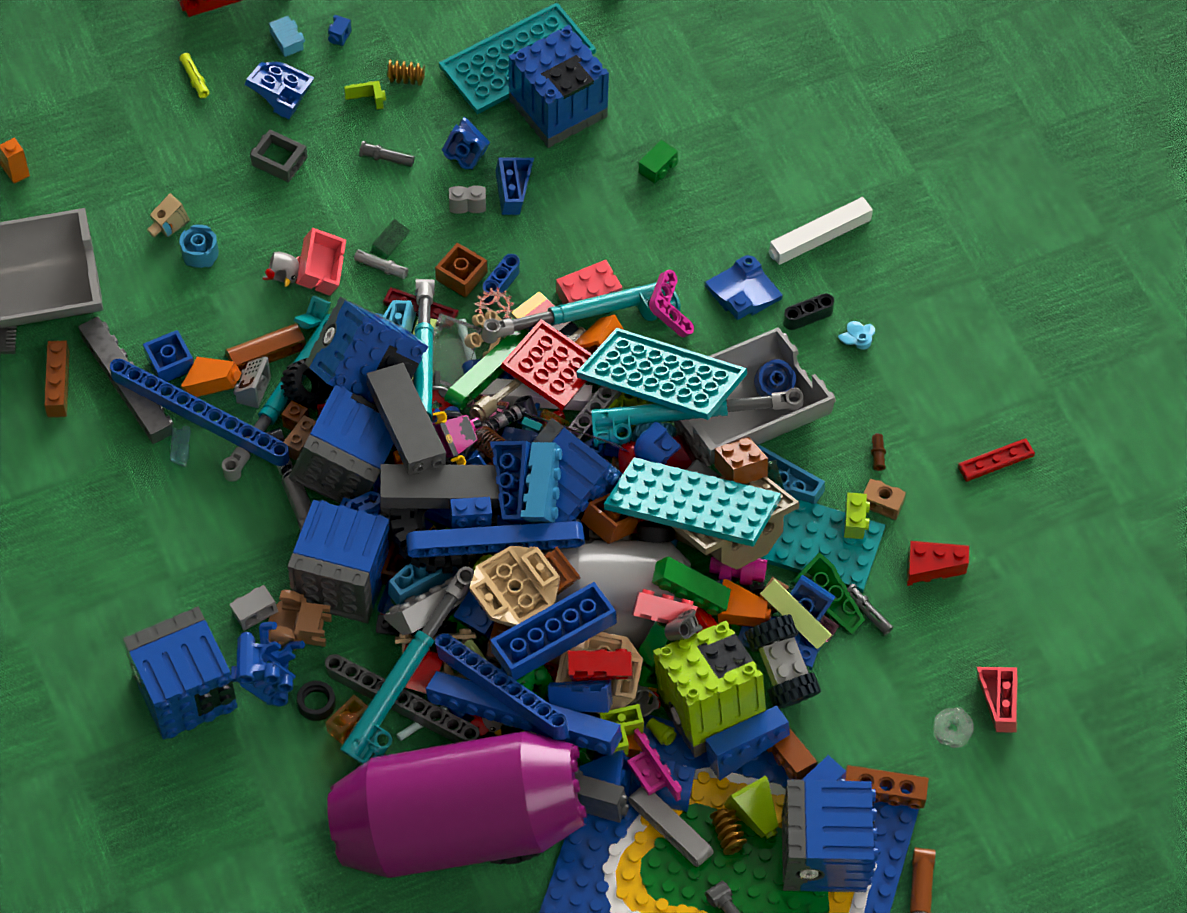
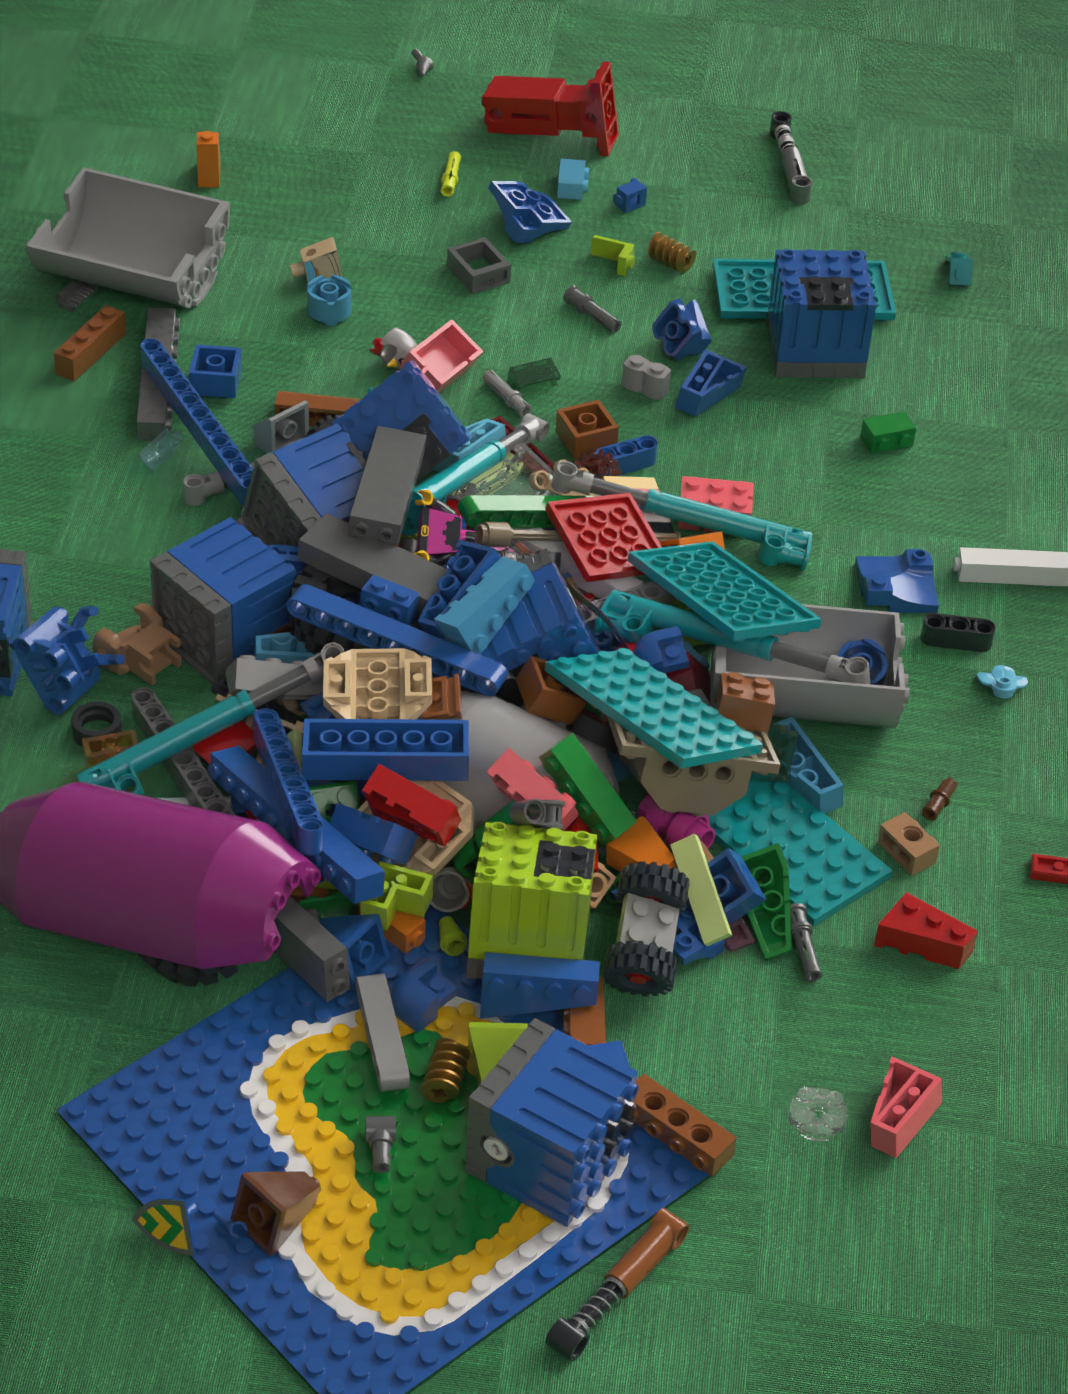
camera: 30 degrees right, 15 degrees down
(210, 376) = (241, 404): orange slope -> none
(253, 607) = (114, 612): light grey brick -> none
(650, 770) = (397, 958): dark pink bracket -> none
(661, 305) = (786, 544): dark pink beam -> none
(855, 515) = (856, 836): lime brick -> none

